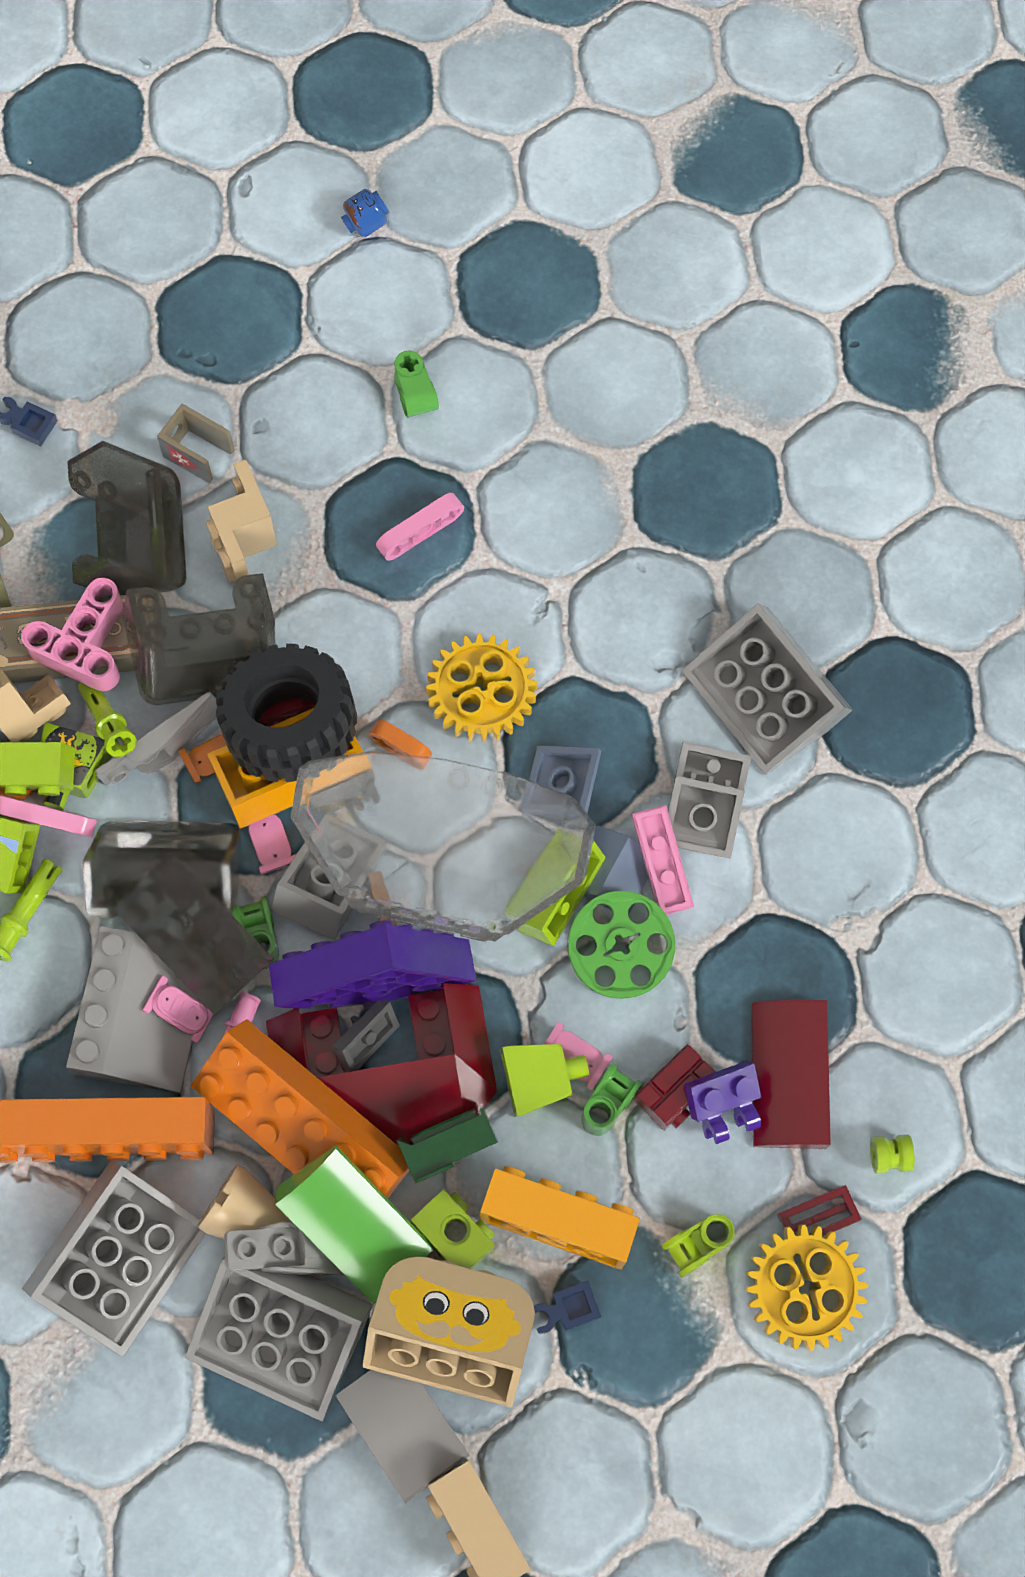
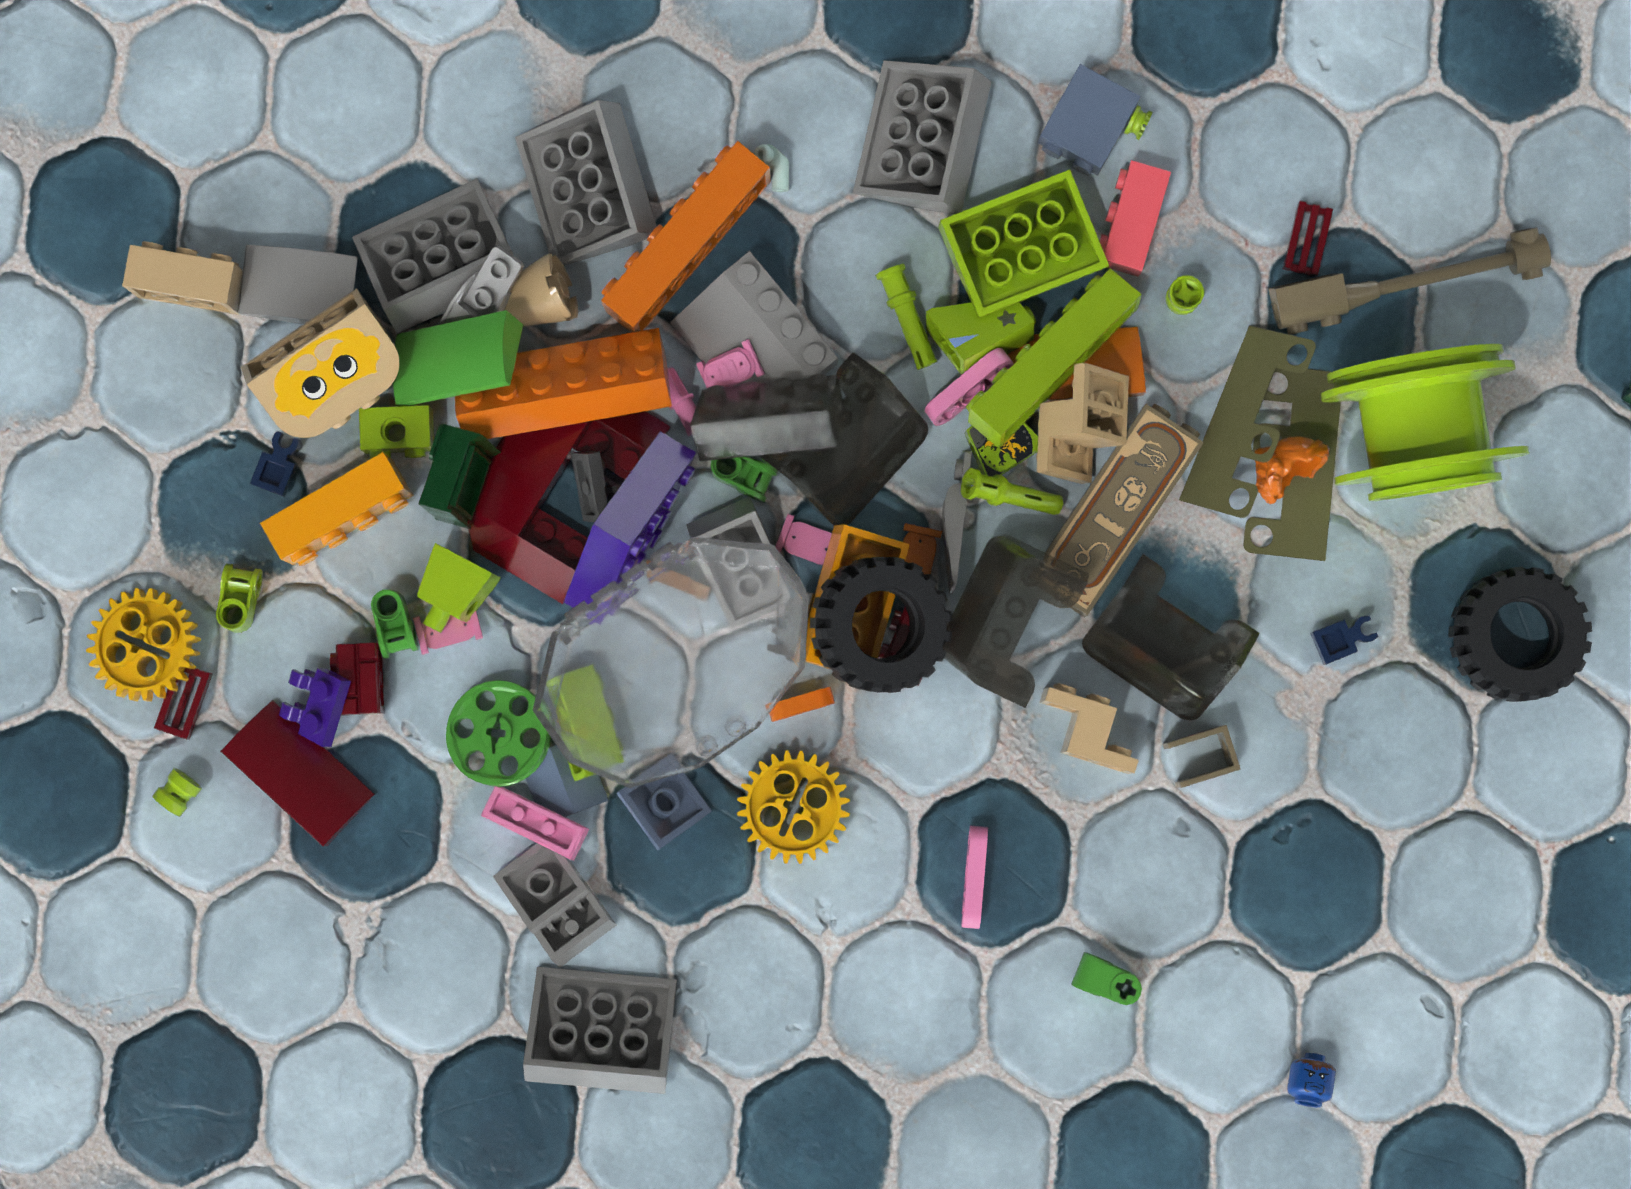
camera: 130 degrees right, 15 degrees up
(86, 643) = (1093, 517): bright pink beam -> none

